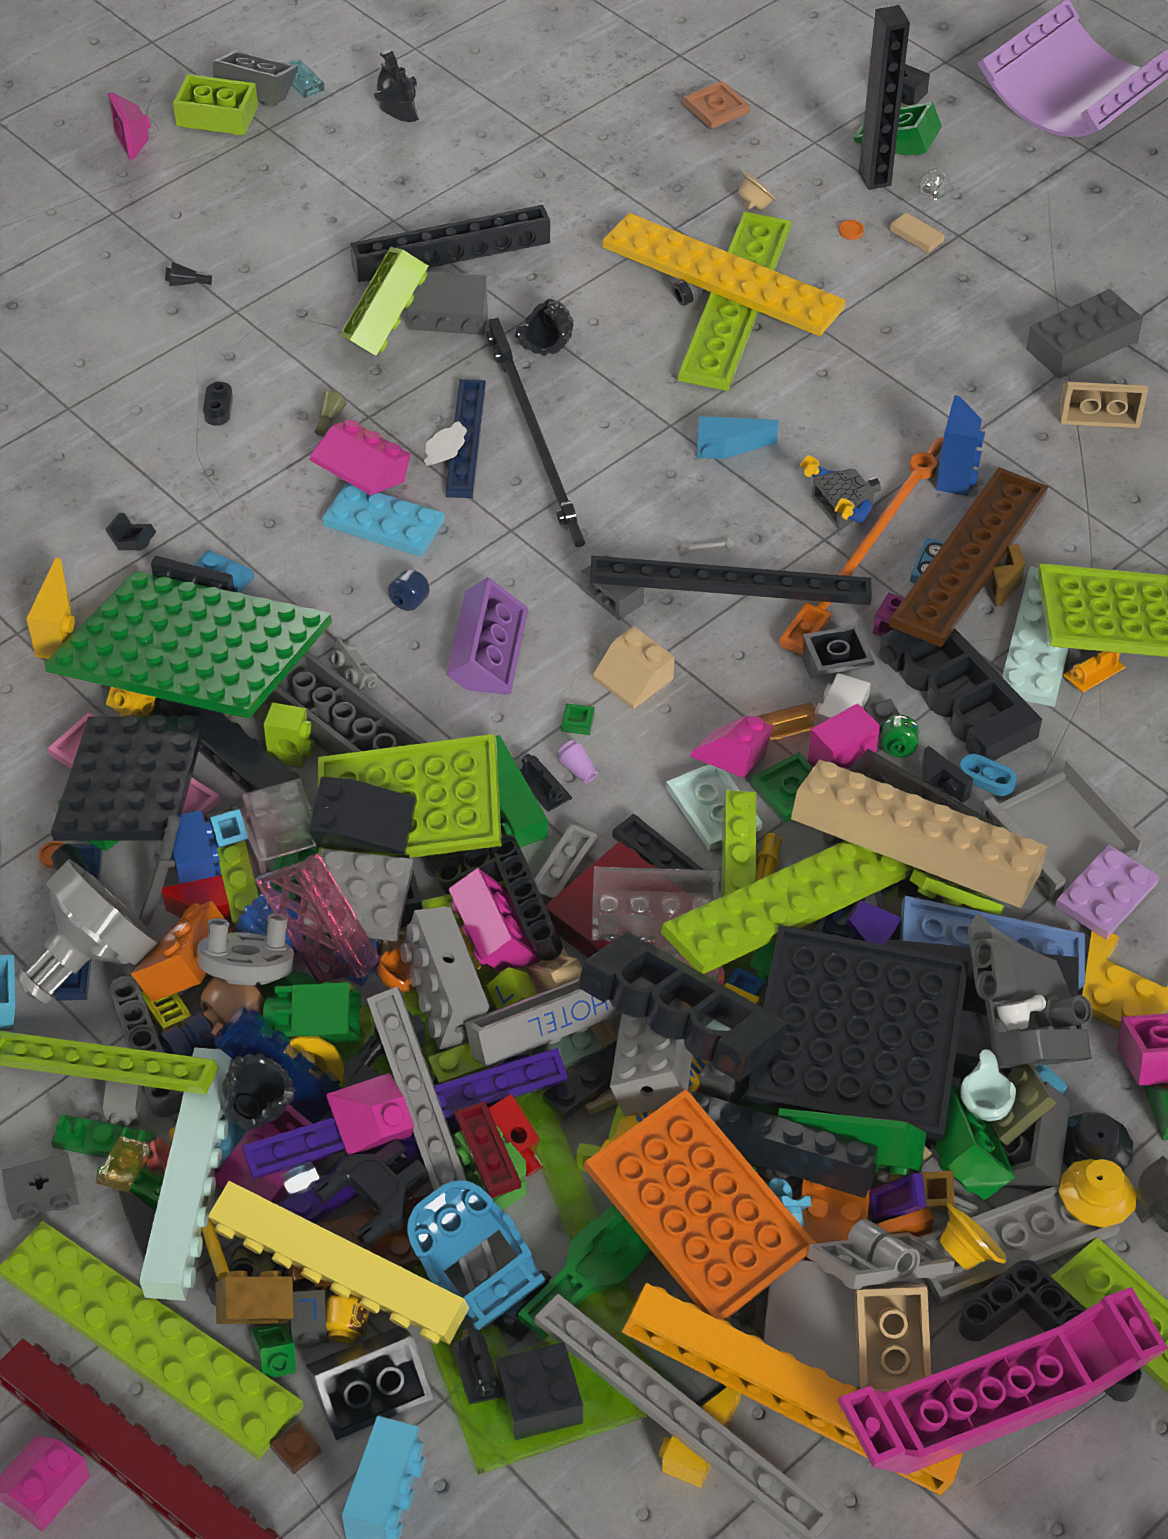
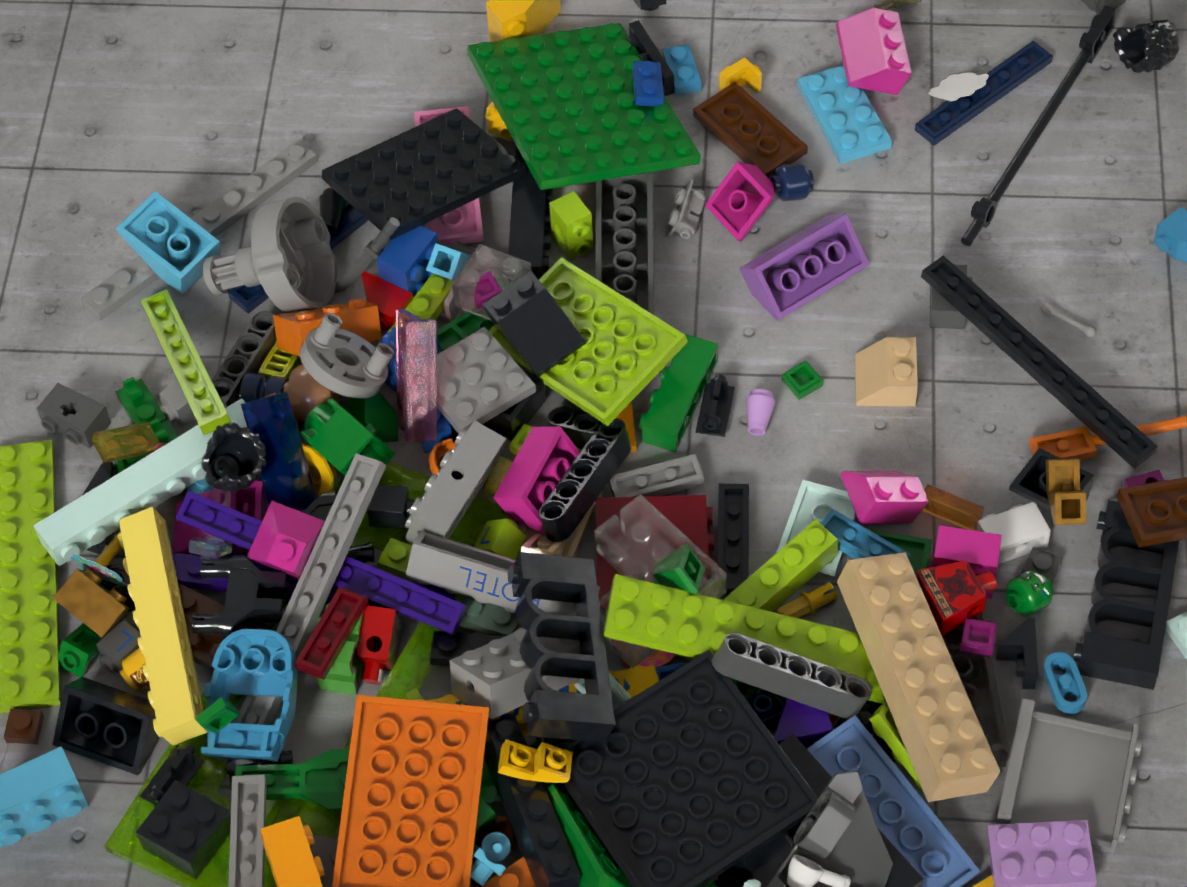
camera: 50 degrees right, 5 degrees up
(225, 592) = (647, 83): none -> blue plate
(247, 1263) = (100, 570): none -> sticker
(279, 539) = (743, 74): none -> yellow bracket
(295, 820) = (485, 289): none -> magenta tile
(331, 578) = (749, 130): none -> reddish brown plate
(389, 628) = (741, 198): none -> dark pink slope
(472, 1283) = (218, 715): none -> green tile
(686, 894) = (680, 570): none -> green slope
(758, 1101) = (539, 765): none -> yellow slope
(768, 788) = (857, 540): none -> dark azure tile
(846, 899) = (791, 675): none -> dark grey beam
(854, 644) = (1064, 492): none -> pearl gold slope
(874, 757) = (955, 593): none -> red torso
(918, 781) = (978, 637): none -> magenta tile

